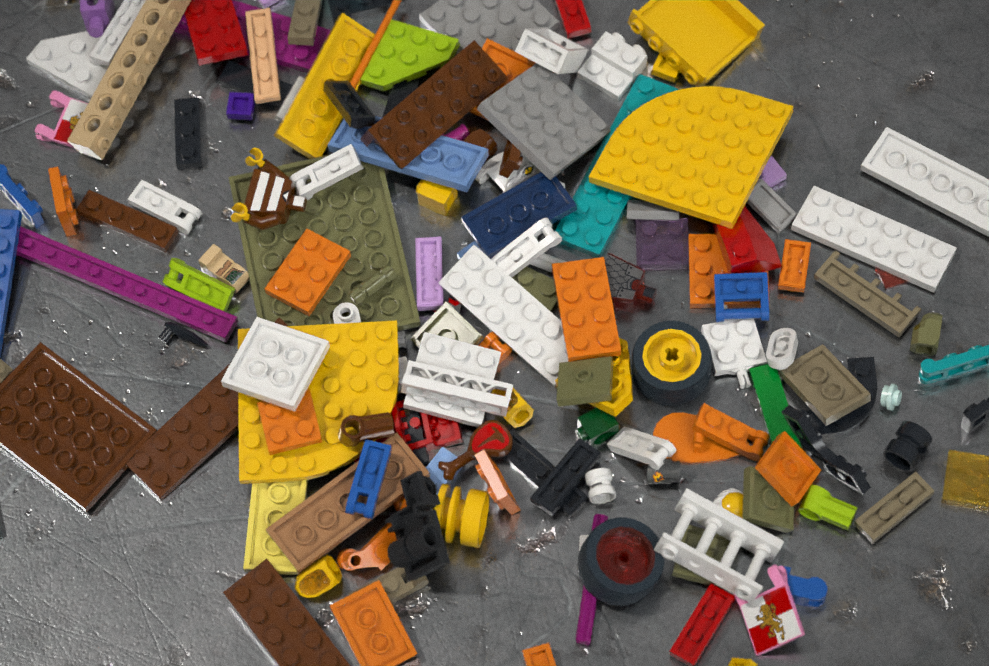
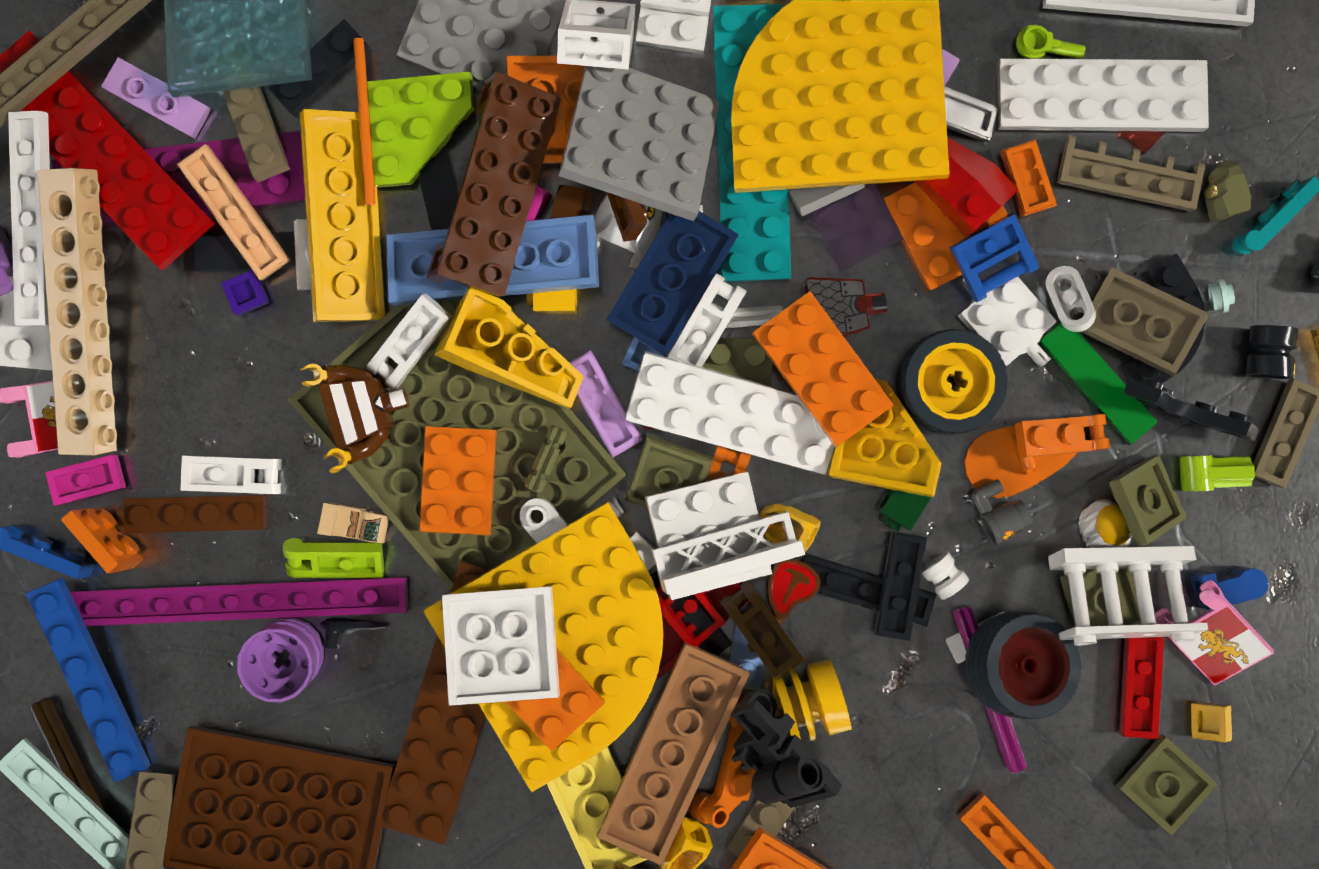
camera: 30 degrees left, 25 degrees up
(75, 167) = (85, 480): none -> dark pink plate
(124, 311) = (261, 664): none -> medium lavender wheel
(188, 133) = (200, 359): black plate -> none
(349, 104) = (386, 237): black plate -> none
(368, 427) = (654, 662): reddish brown piece -> none
(368, 478) = (687, 721): blue plate -> none
(381, 201) = (500, 346): none -> yellow wedge
(453, 452) = (763, 631): none -> dark brown plate
(497, 485) = (823, 634): orange plate -> none
(585, 381) = (872, 467): olive plate -> none
(641, 447) = (974, 511): white plate -> none
(788, 468) = (1156, 454): orange plate -> none
(845, 187) = (1036, 41): none -> lime plate

